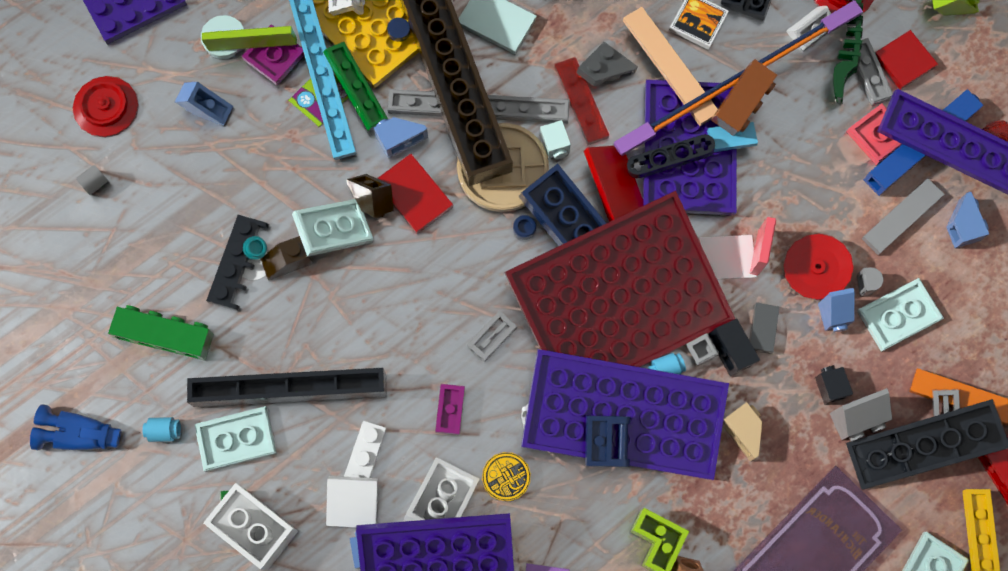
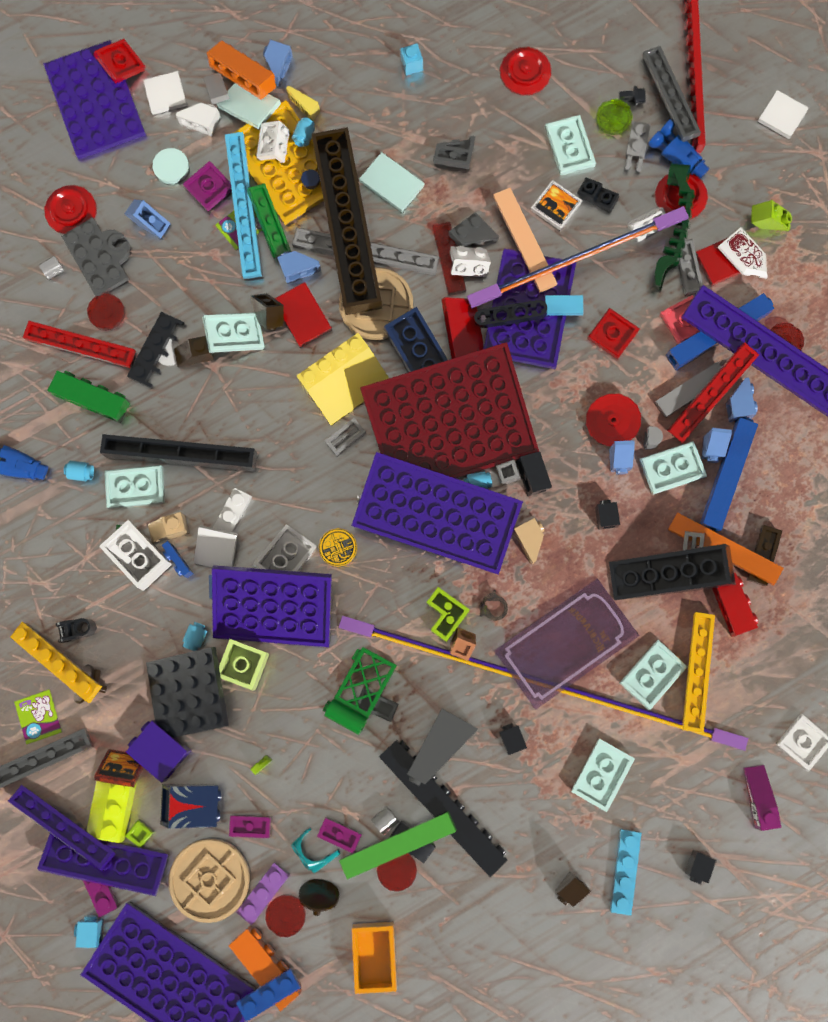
camera: 15 degrees right, 5 degrees up
(139, 269) = (79, 344): none -> red plate
(149, 157) = (98, 256): none -> dark grey plate
(168, 224) = (106, 312): none -> clear red tile
(249, 38) = (190, 170): lime tile -> none
(254, 248) = (170, 340): teal plate -> none
(287, 485) = (168, 527): none -> tan slope
(296, 517) = (172, 554): none -> blue plate
(450, 409) = (302, 489): magenta plate -> none
(474, 264) = (337, 378): none -> light yellow slope
(524, 227) = (385, 354): dark blue tile -> none
(555, 140) = (421, 287): light aqua brick -> none
(599, 441) = (412, 530): dark blue plate -> none
(608, 100) = (469, 261): none -> white bracket
(712, 509) = (492, 597): none -> clear smoke piece
(729, 255) = (545, 401): white sticker -> none
(745, 98) = (578, 274): dark orange brick -> none
(763, 246) = (571, 397): coral tile -> none
(764, 327) = (561, 462): dark grey tile -> none
(796, 162) = (613, 333): none -> red tile
(863, 414) = (625, 542): light grey slope -> none
(932, 216) = (713, 392): none -> red tile
(933, 47) = (745, 254): none -> white tile
(948, 278) = (716, 444): none -> medium blue slope
(970, 312) = (729, 474): none -> blue brick

